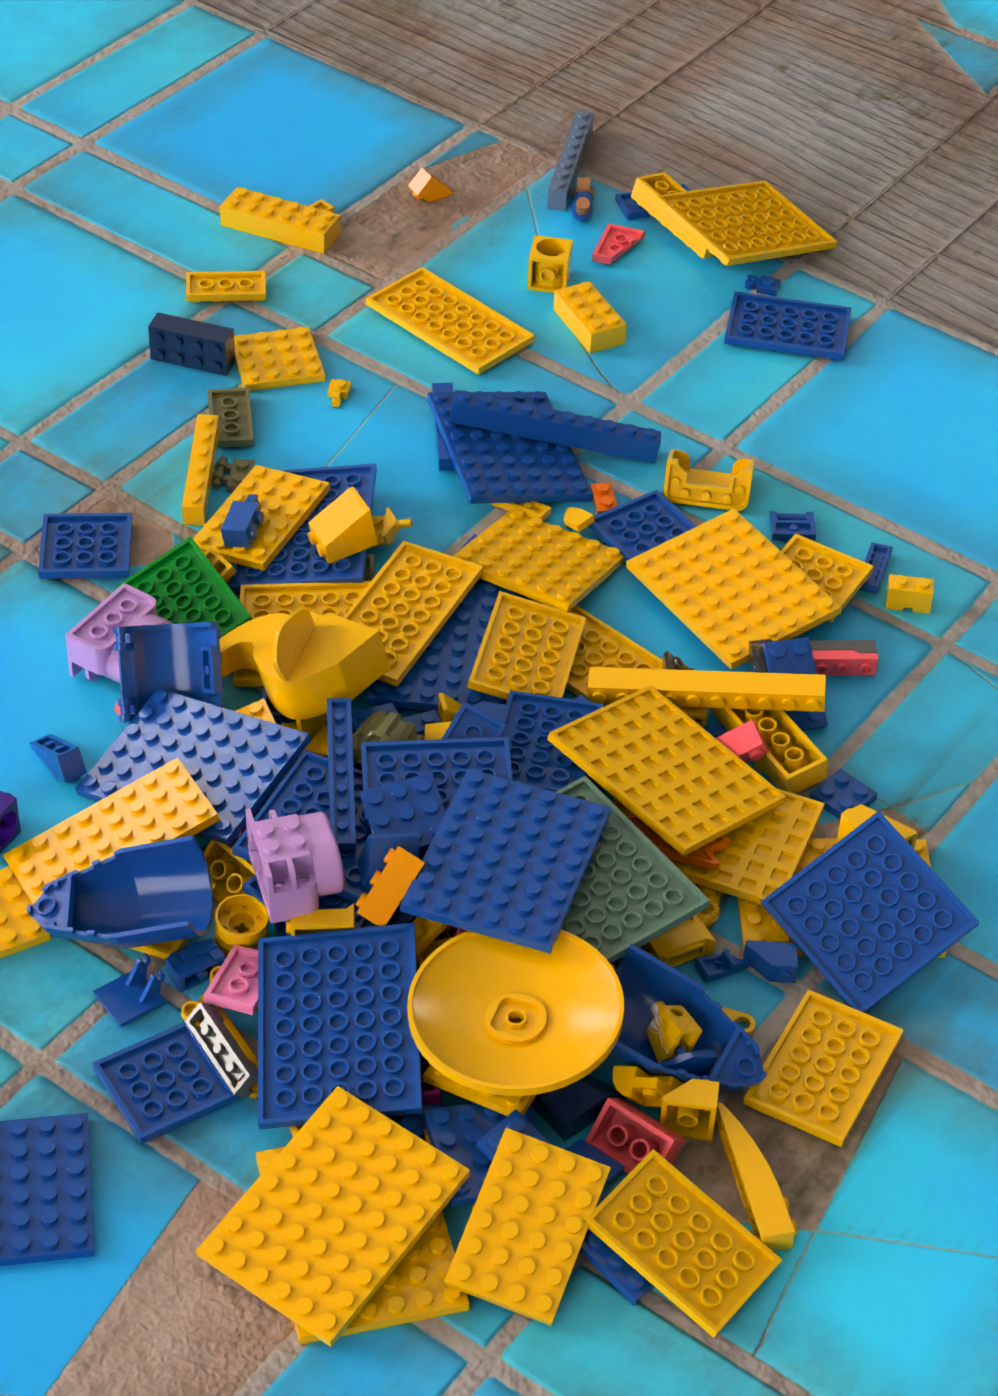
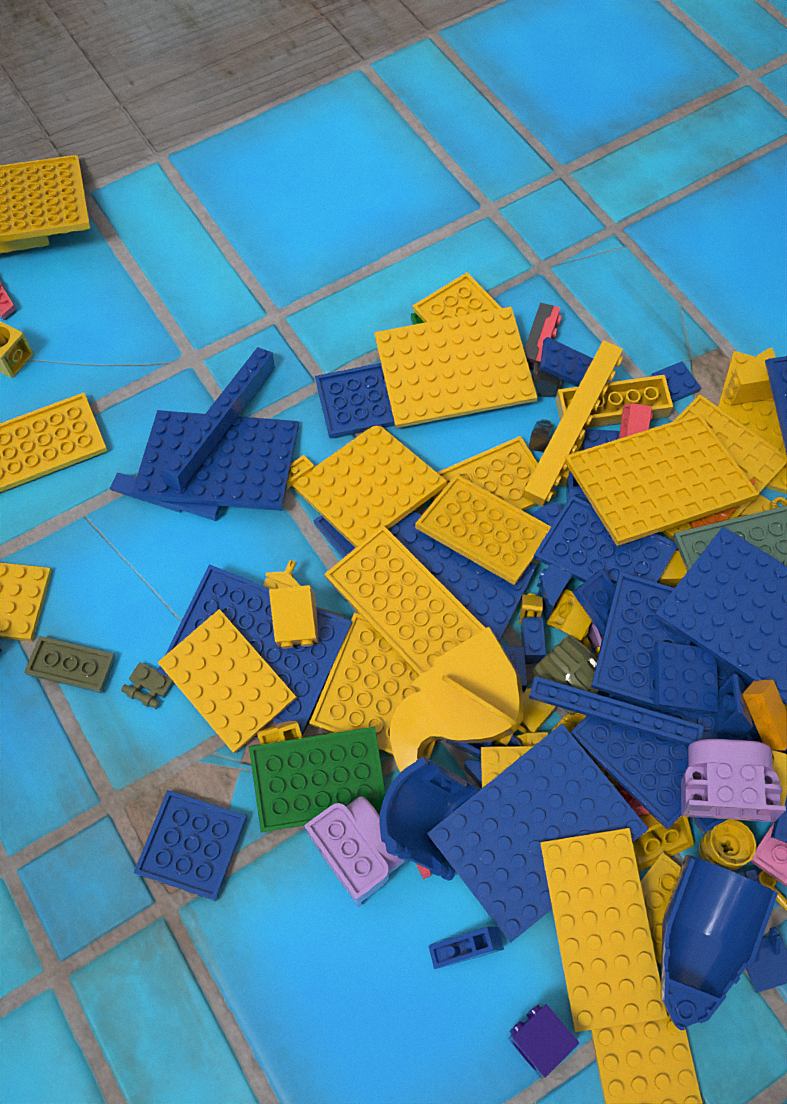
camera: 65 degrees left, 20 degrees up
(200, 470) = (140, 710): yellow brick -> none
(242, 522) = (244, 696): blue hinge -> none
(339, 390) = (76, 563): yellow plate -> none
(577, 519) = (324, 442): yellow slope -> none
(590, 317) = (81, 346): yellow brick -> none
(603, 497) = (305, 415): orange plate -> none
(707, 487) = (323, 339): yellow windscreen -> none
(765, 285) = (102, 218): blue plate -> none
(785, 526) = (392, 309): blue plate -> none
(788, 325) = (159, 223): blue plate -> none
(878, 557) = (447, 269): blue plate -> none
(909, 593) = (493, 264): yellow brick -> none

